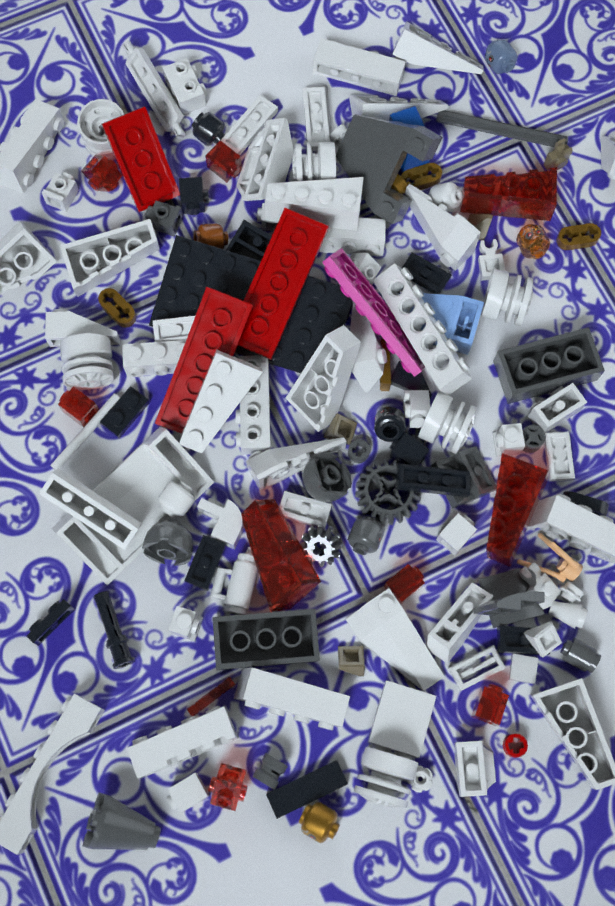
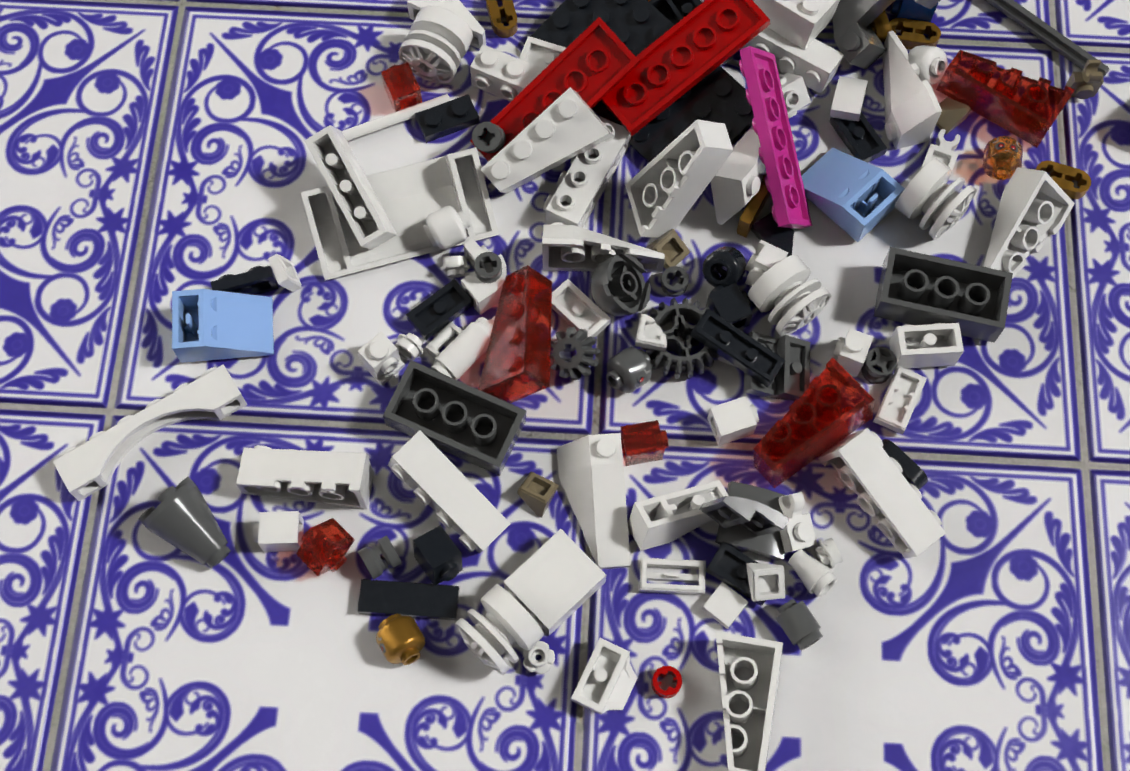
camera: 30 degrees right, 5 degrees down
(53, 663) = (221, 325): none -> light blue slope
(75, 597) = (285, 272): none -> white tile
(116, 640) = (300, 339): black pin -> none
(168, 541) = (411, 267): dark grey cylinder -> none
(173, 412) = (495, 137): none -> dark grey wheel
(197, 524) = (455, 266): none -> white plate
(199, 602) = (409, 346): none -> white plate
(211, 696) = (370, 448): clear red wheel -> none
(225, 523) = (481, 274): none -> dark grey bush
(311, 747) = (438, 555): none -> black brick
(369, 503) = (650, 334): none -> white tile
(405, 249) = (848, 98): none -> white slope
(456, 372) = (818, 184): white brick -> none
(490, 705) = (663, 621): clear red brick -> none
(567, 566) = (840, 521): light nougat plant -> none
(570, 272) = (1027, 214): none -> white wedge

